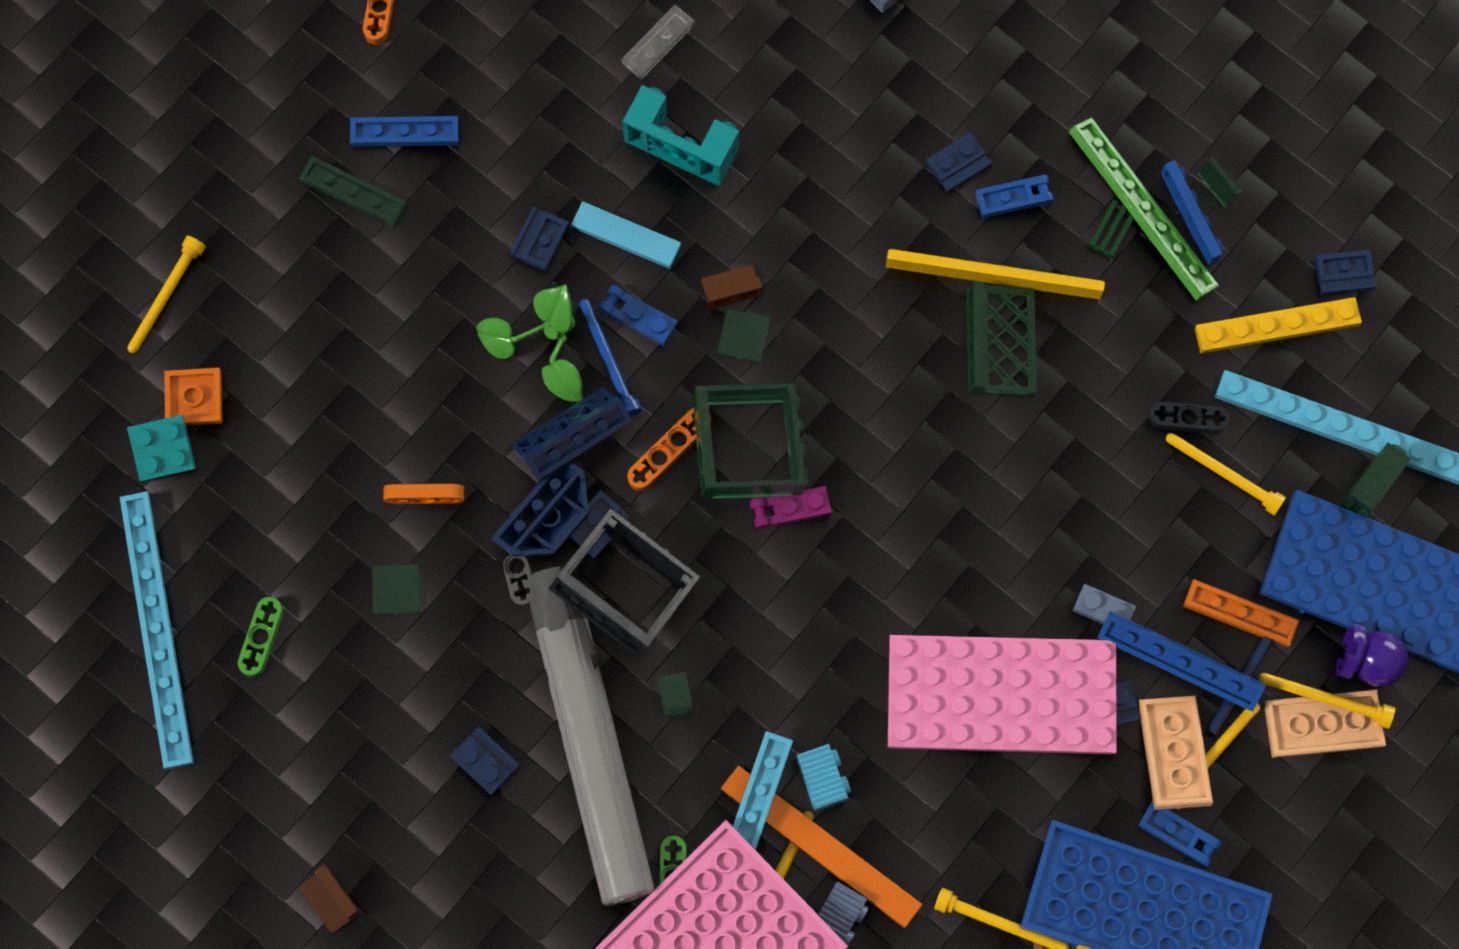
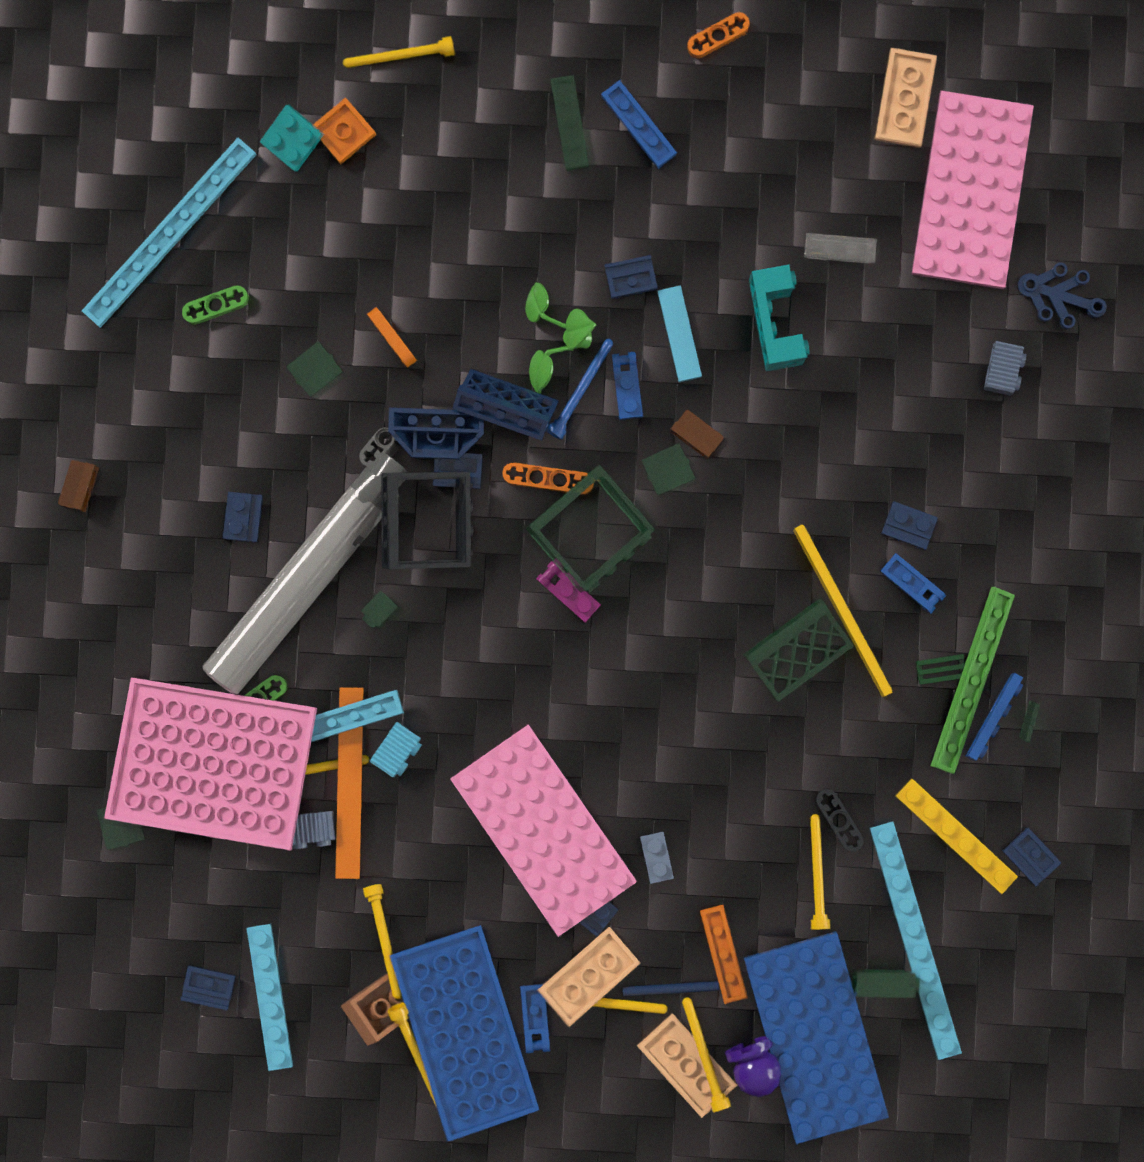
camera: 60 degrees right, 10 degrees up
(1182, 661) = (655, 937): blue plate -> none

